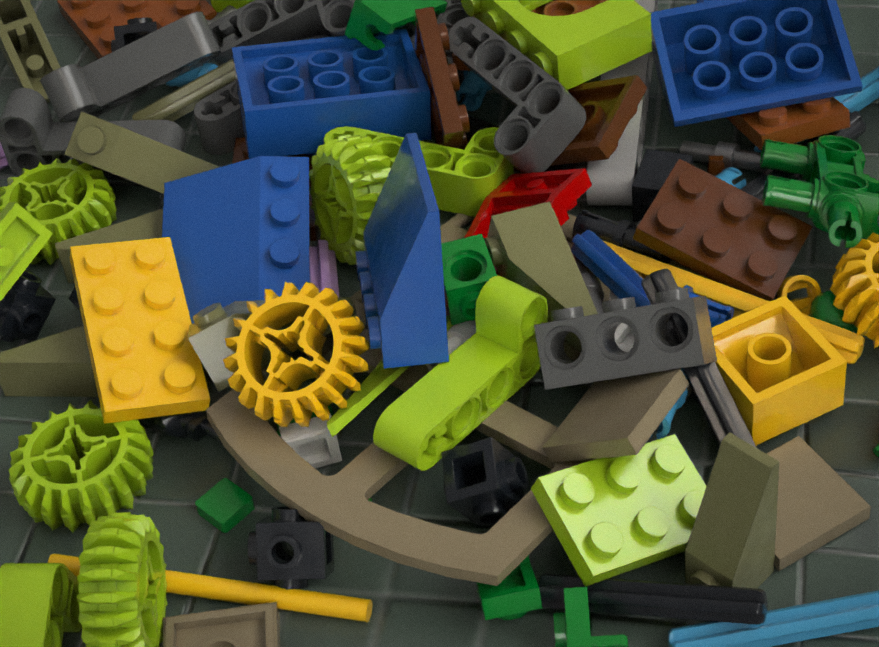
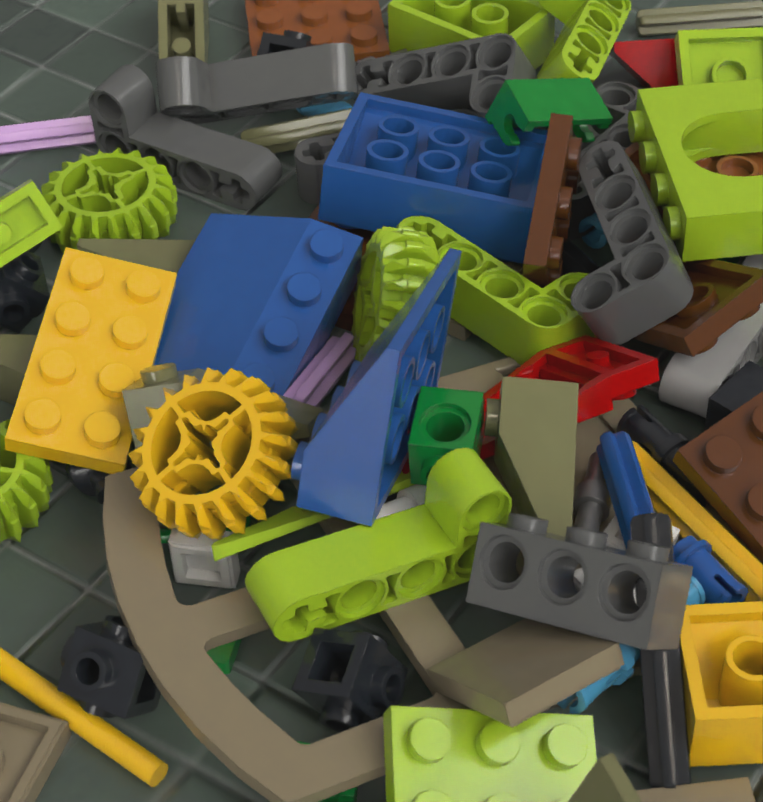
camera: 20 degrees right, 0 degrees up
(130, 154) = (203, 169): olive slope -> none
(225, 505) = (86, 588): green piece -> none

